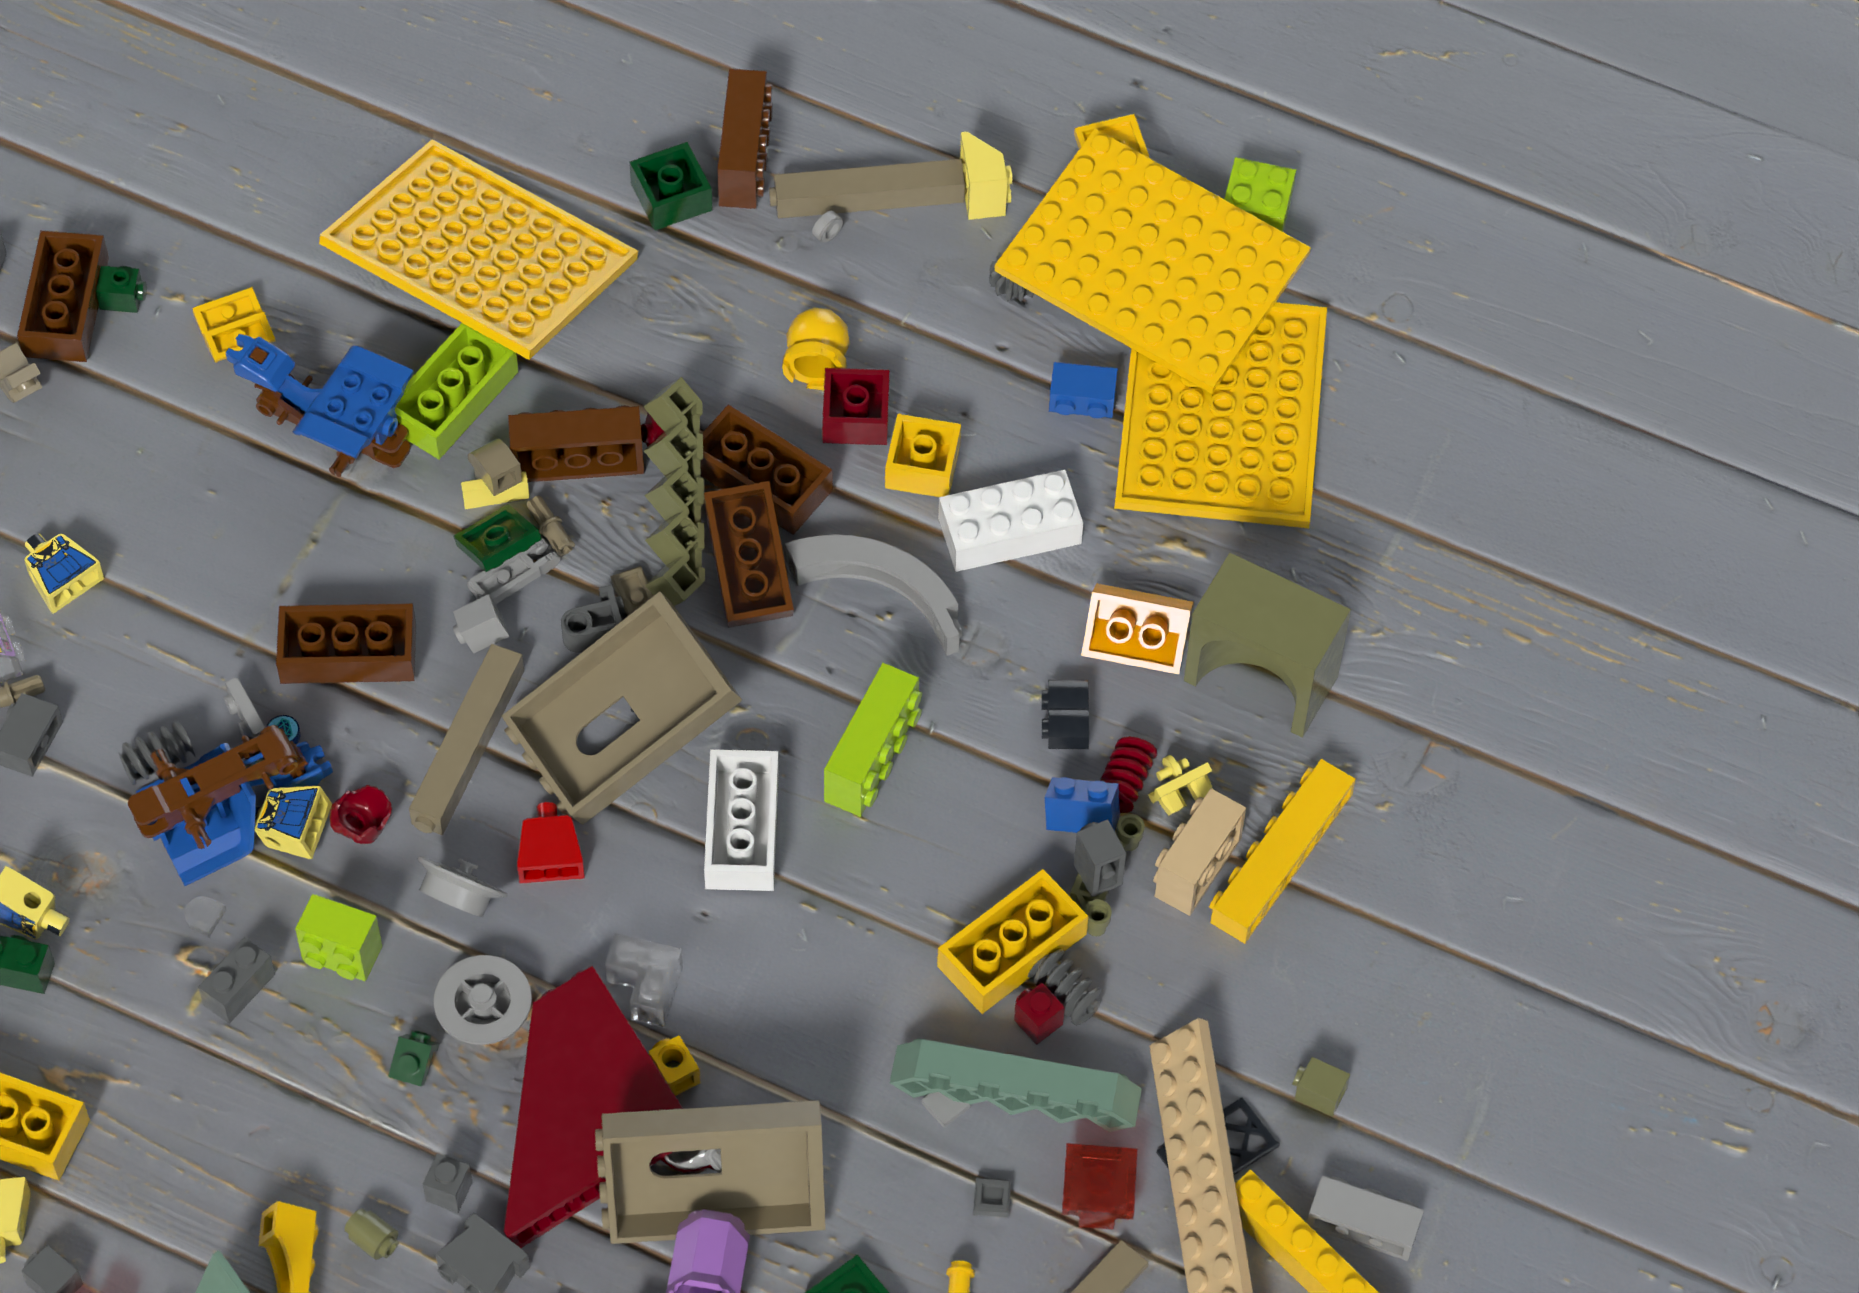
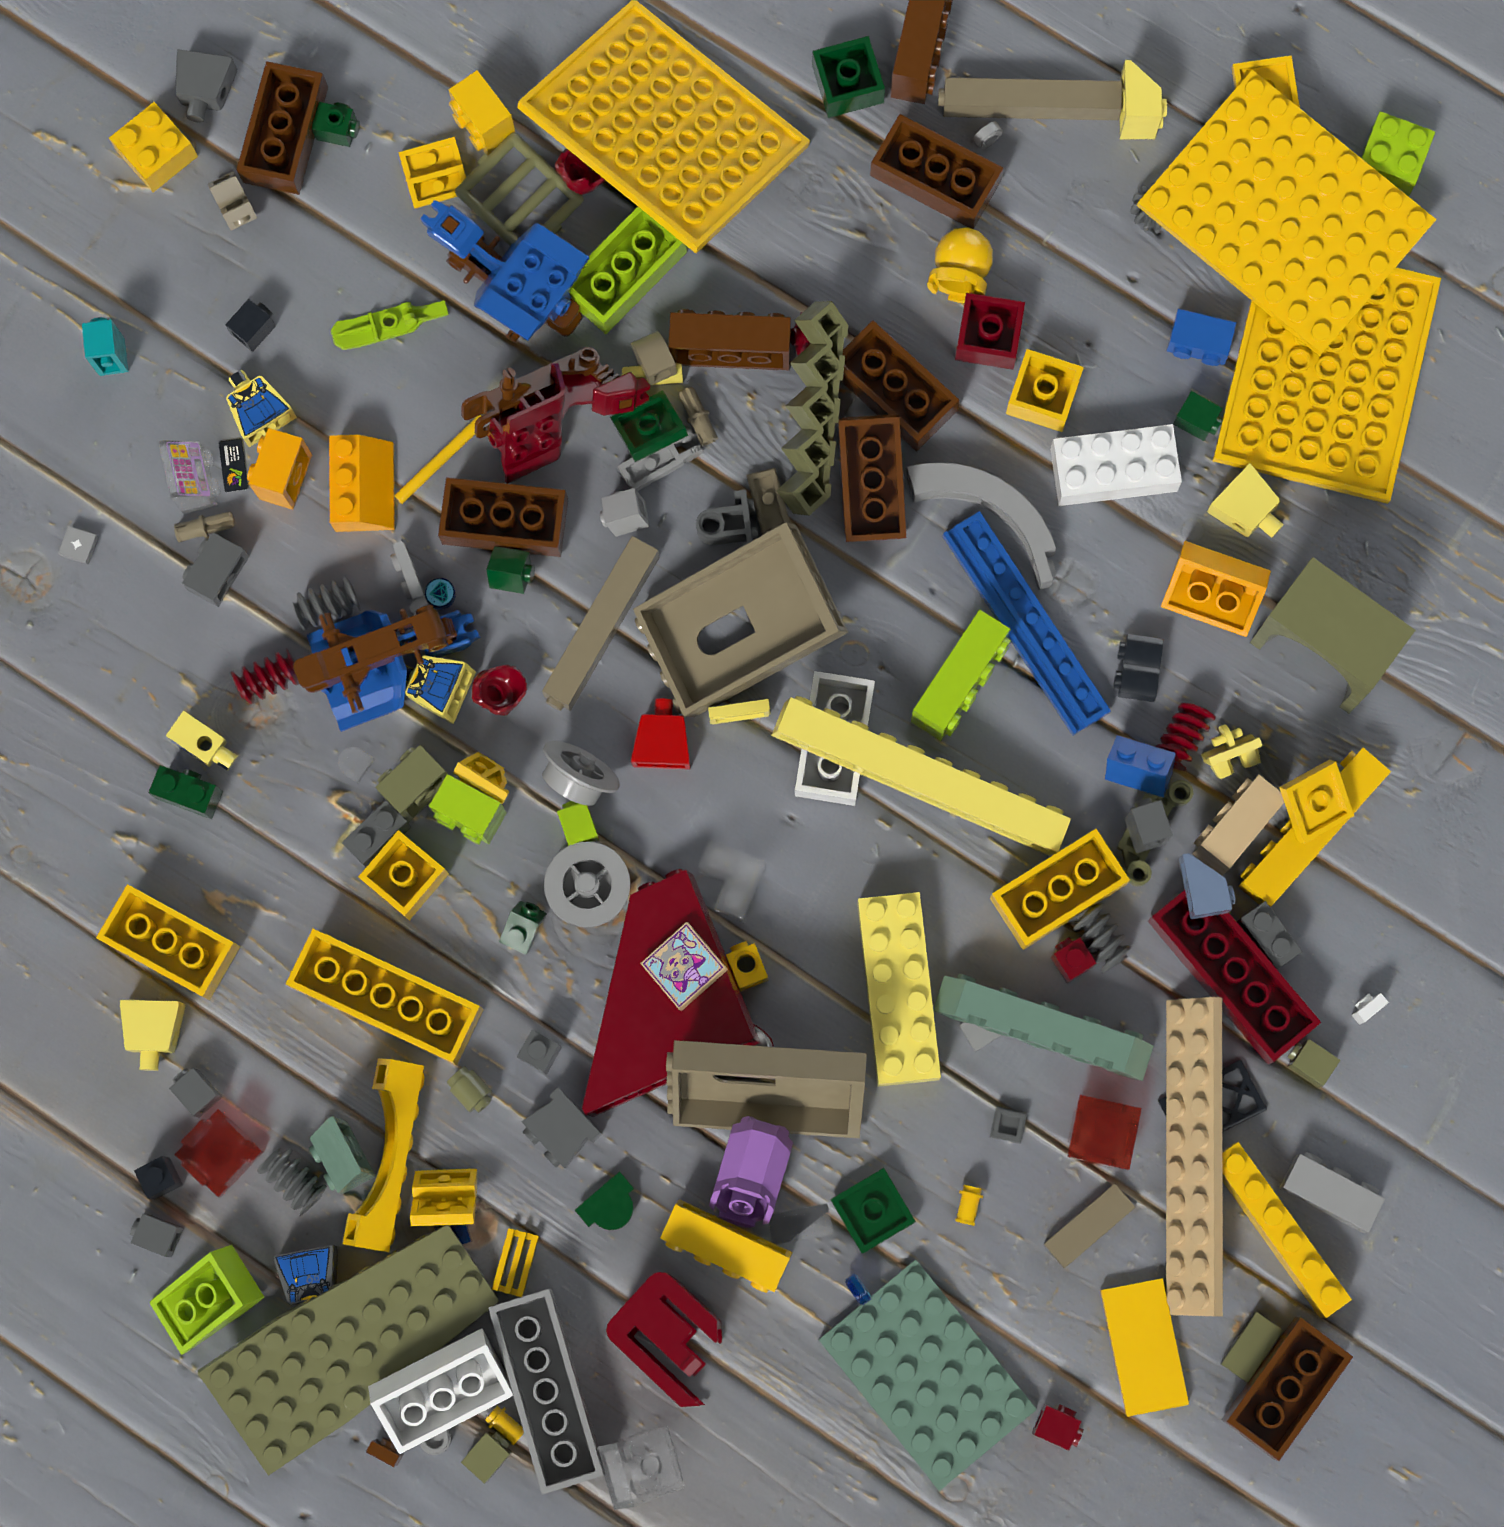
camera: 15 degrees right, 20 degrees up
(36, 633) = (233, 465): none -> black sticker
(45, 490) = (251, 324): none -> black brick
(91, 621) = (279, 468): none -> light orange brick
(94, 833) = (265, 677): none -> dark red piece
(182, 482) = (371, 327): none -> lime piece
(183, 631) = (361, 483): none -> light orange slope
(263, 1144) = (384, 996): none -> yellow brick
(269, 600) = (437, 462): none -> yellow bar
(272, 914) = (412, 782): none -> olive brick
(272, 1016) = (403, 875): none -> yellow brick
(281, 259) = (480, 112): none -> yellow brick
(339, 300) = (533, 160): none -> olive bar
(351, 898) = (483, 774): none -> yellow wing
(359, 695) = (510, 570): none -> dark green brick
(365, 531) = (530, 410): none -> dark red piece
(392, 304) = (577, 174): none -> dark red hair
(463, 939) = (577, 823): none -> lime brick
(603, 1060) = (684, 966): none -> tile
(632, 808) = (739, 711): none -> light yellow tile
(776, 263) = (936, 171): none -> reddish brown brick
(841, 838) = (921, 776): none -> light yellow brick
(848, 1068) = (898, 989): none -> light yellow brick
(944, 690) = (1029, 624): none -> blue plate
(1092, 465) = (1199, 416): none -> dark green brick
(1157, 543) = (1247, 505): none -> light yellow torso
(1171, 909) = (1205, 889): none -> sand blue slope
(1201, 982) = (1239, 973): none -> dark red brick
(1251, 963) = (1269, 935): none -> dark grey brick
(1278, 809) = (1316, 801): none -> yellow tile
(1373, 1022) = (1368, 1007): none -> white plate

